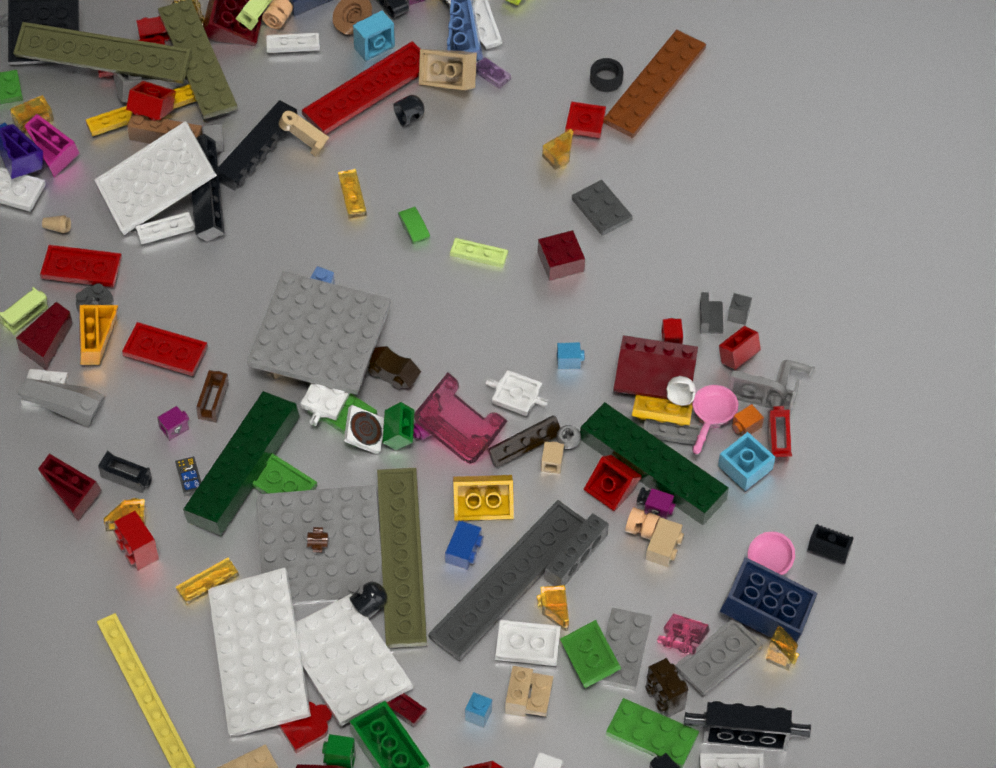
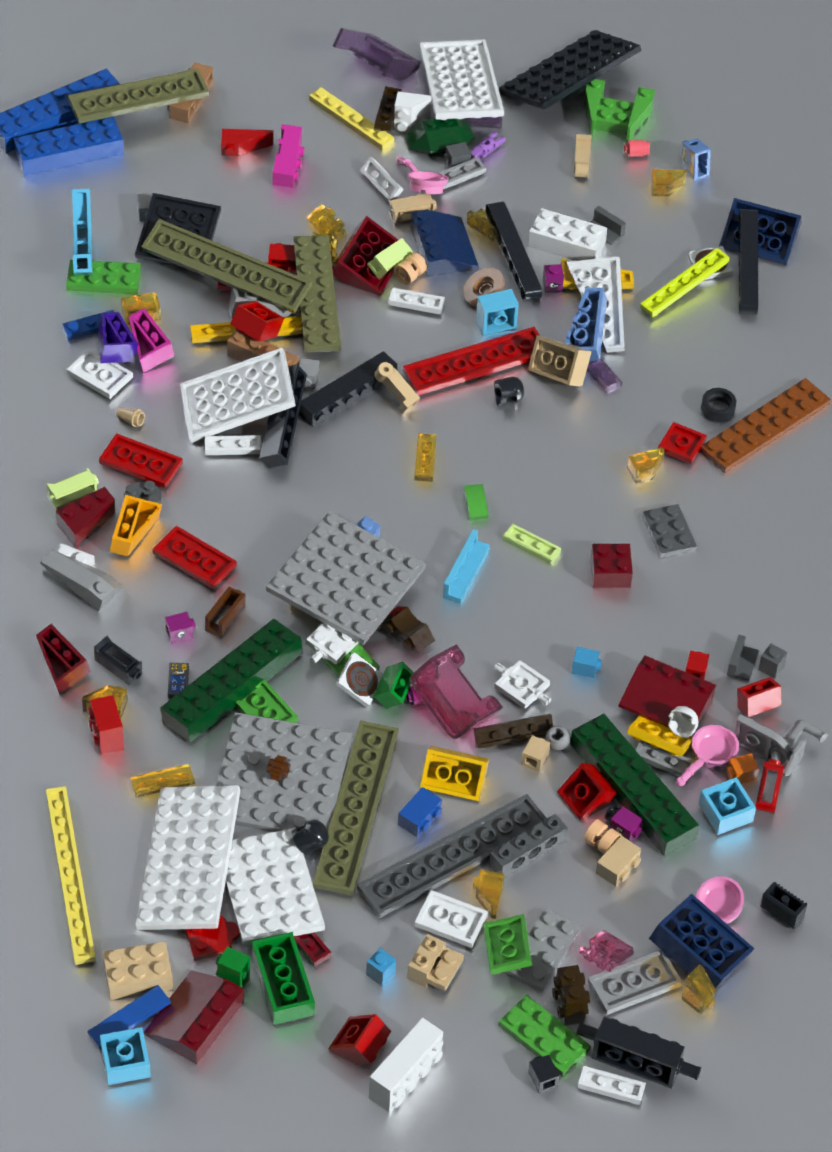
camera: 15 degrees right, 5 degrees down
(426, 293) = (465, 568): none -> medium azure fence

